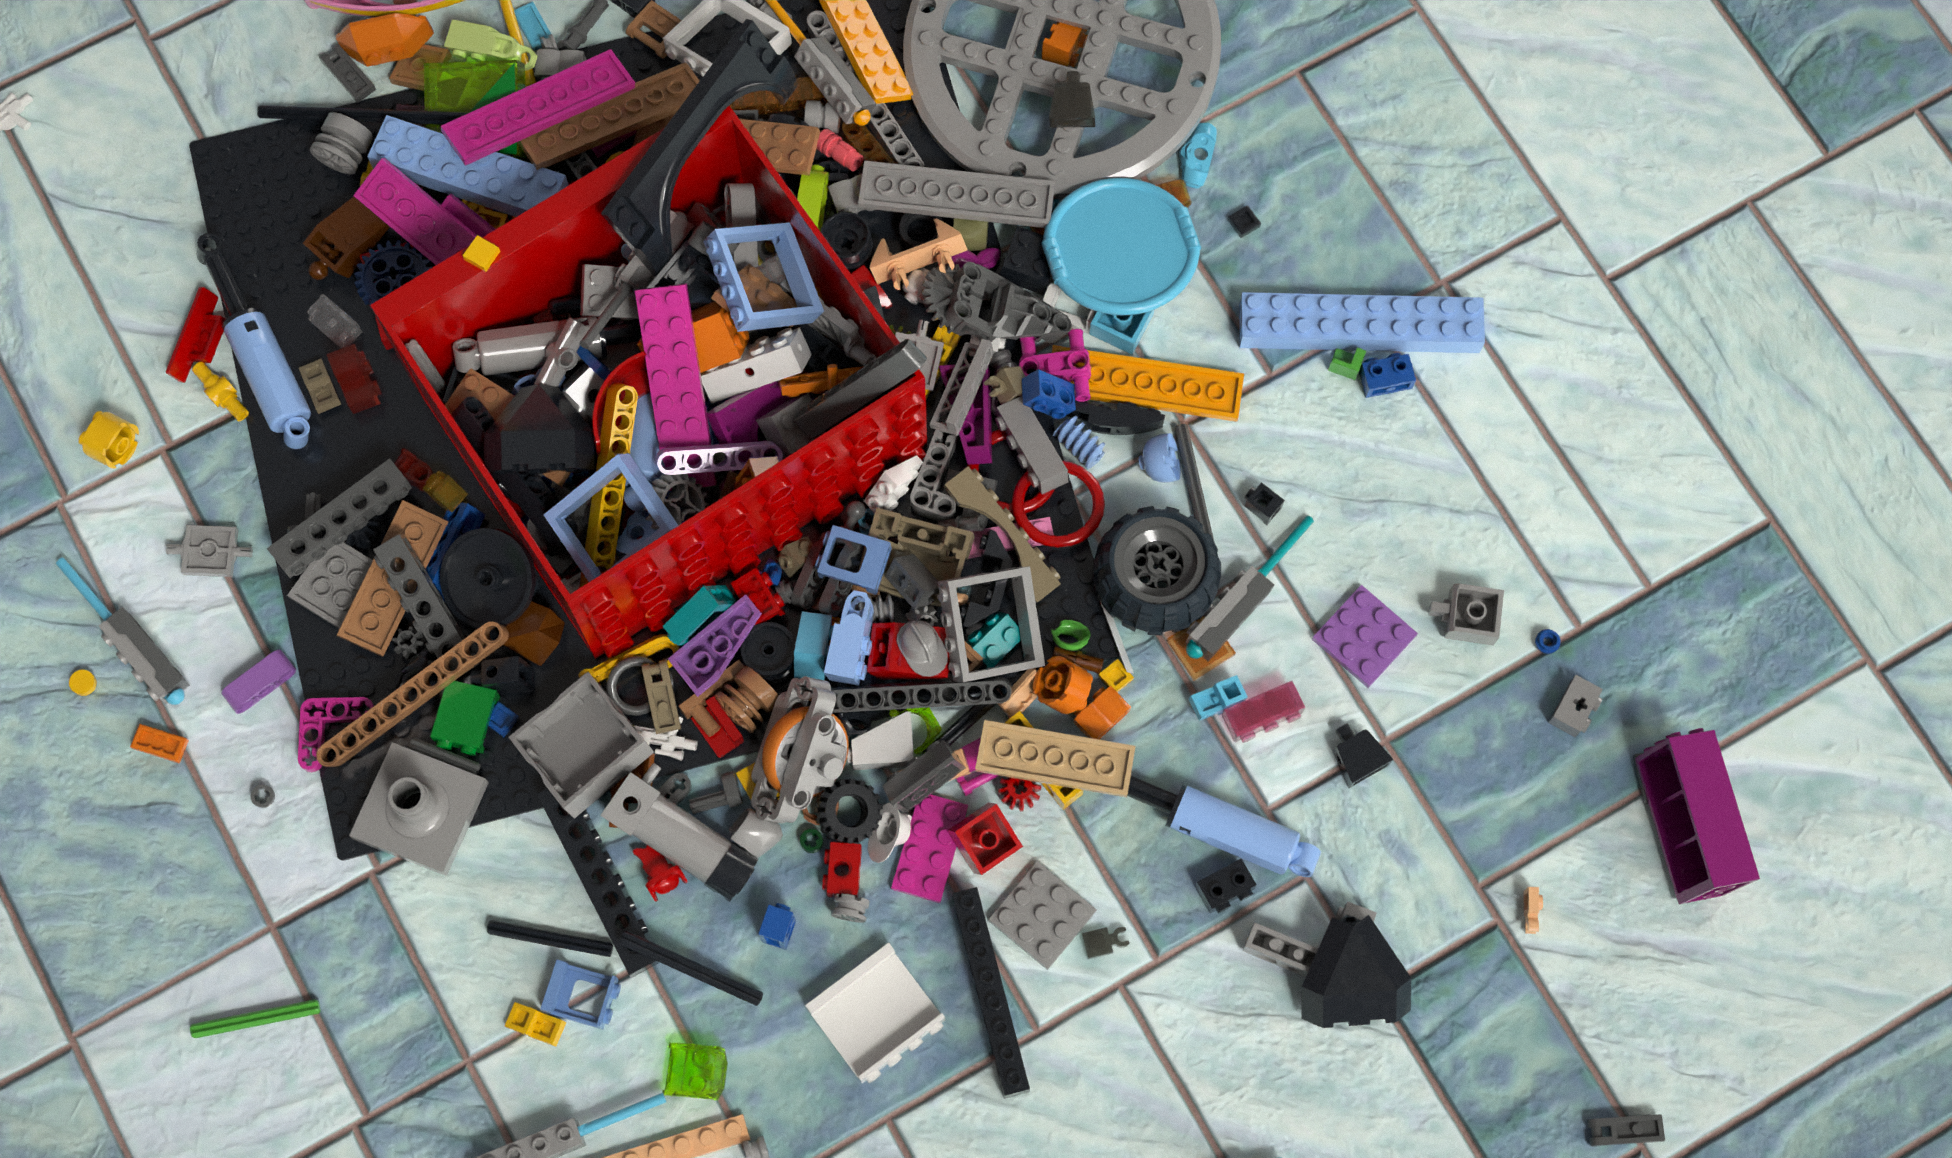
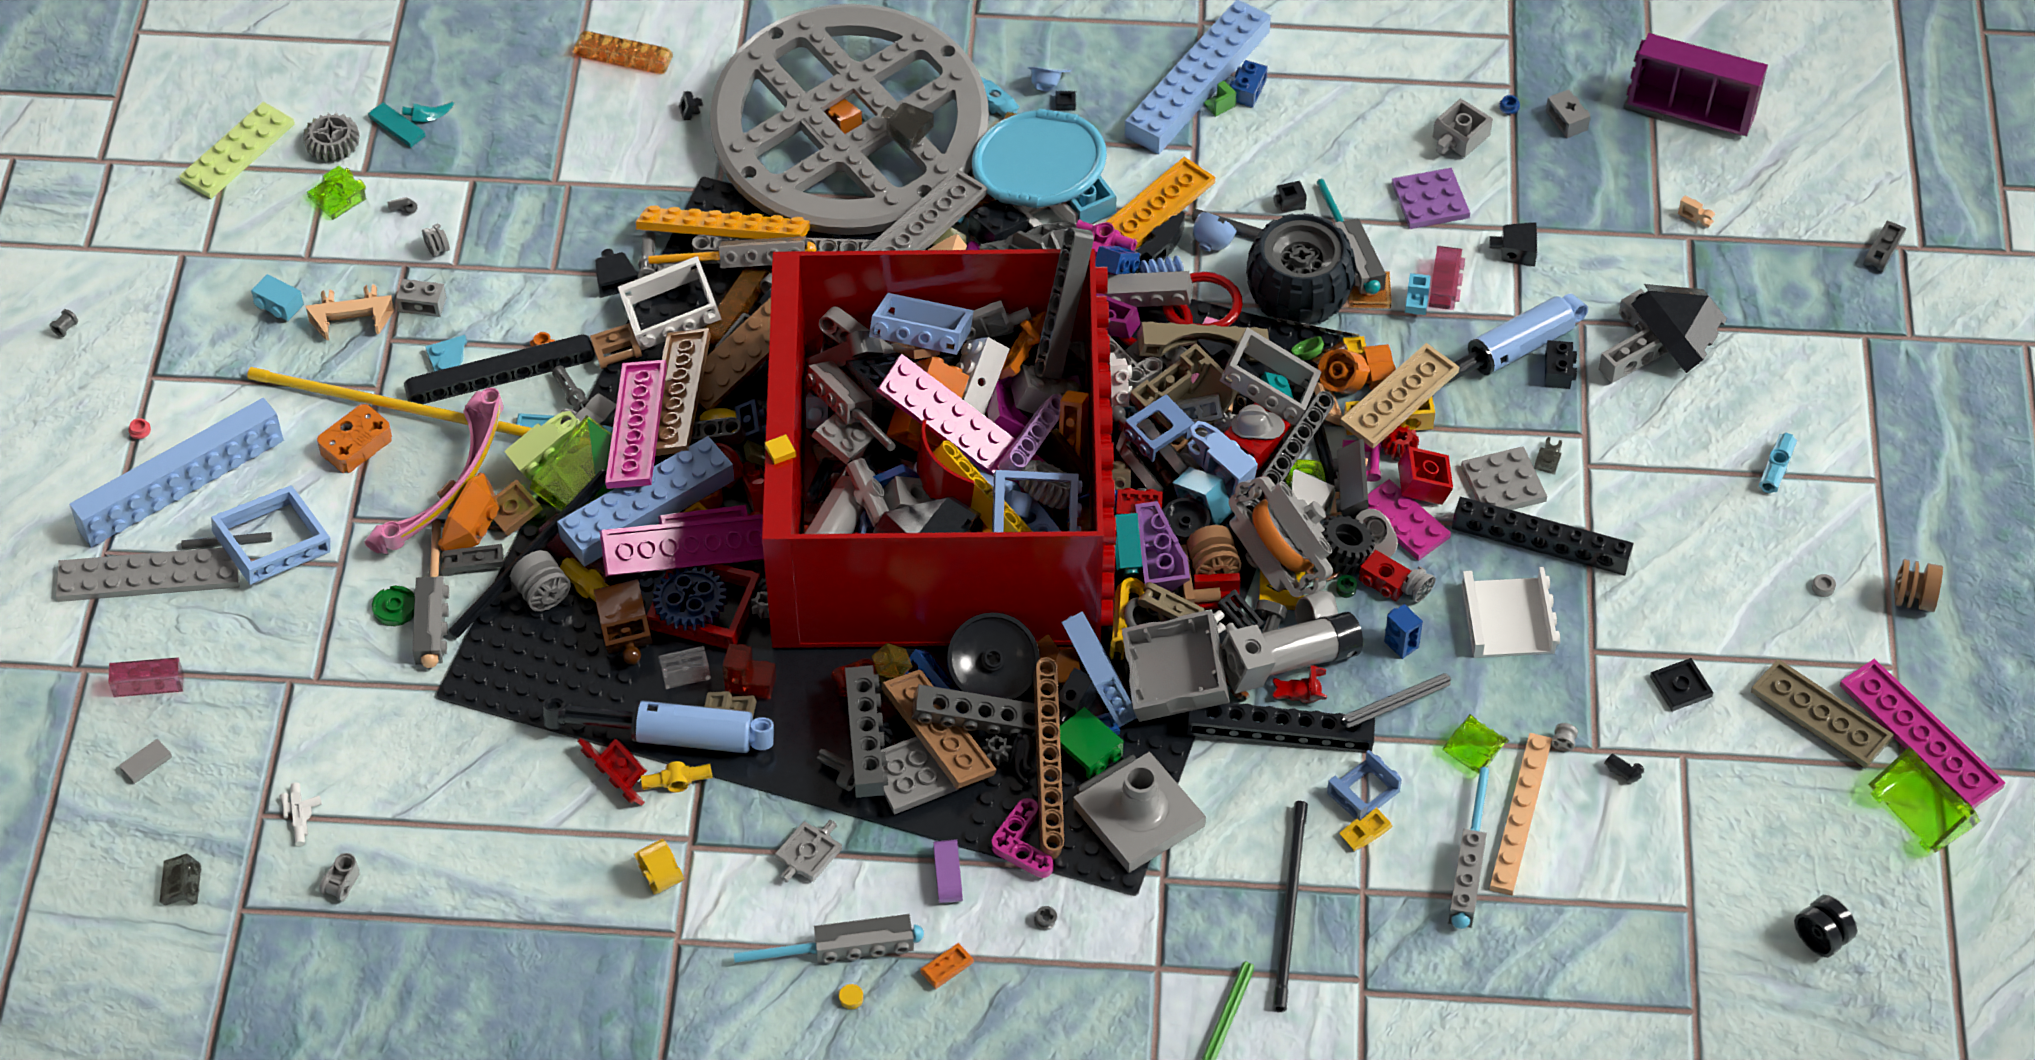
camera: 55 degrees left, 20 degrees down
(262, 45) = (394, 606): none -> green tile
(264, 80) = (431, 610): none -> piece
(307, 1051) = (1281, 990): none -> black piece
(509, 662) = (1100, 668): none -> light blue window
(550, 938) = (1303, 786): black axle -> none
(643, 201) = (818, 329): black piece -> none
(717, 767) = (1232, 617): none -> black tile
(1256, 185) = (1044, 78): none -> light blue piece

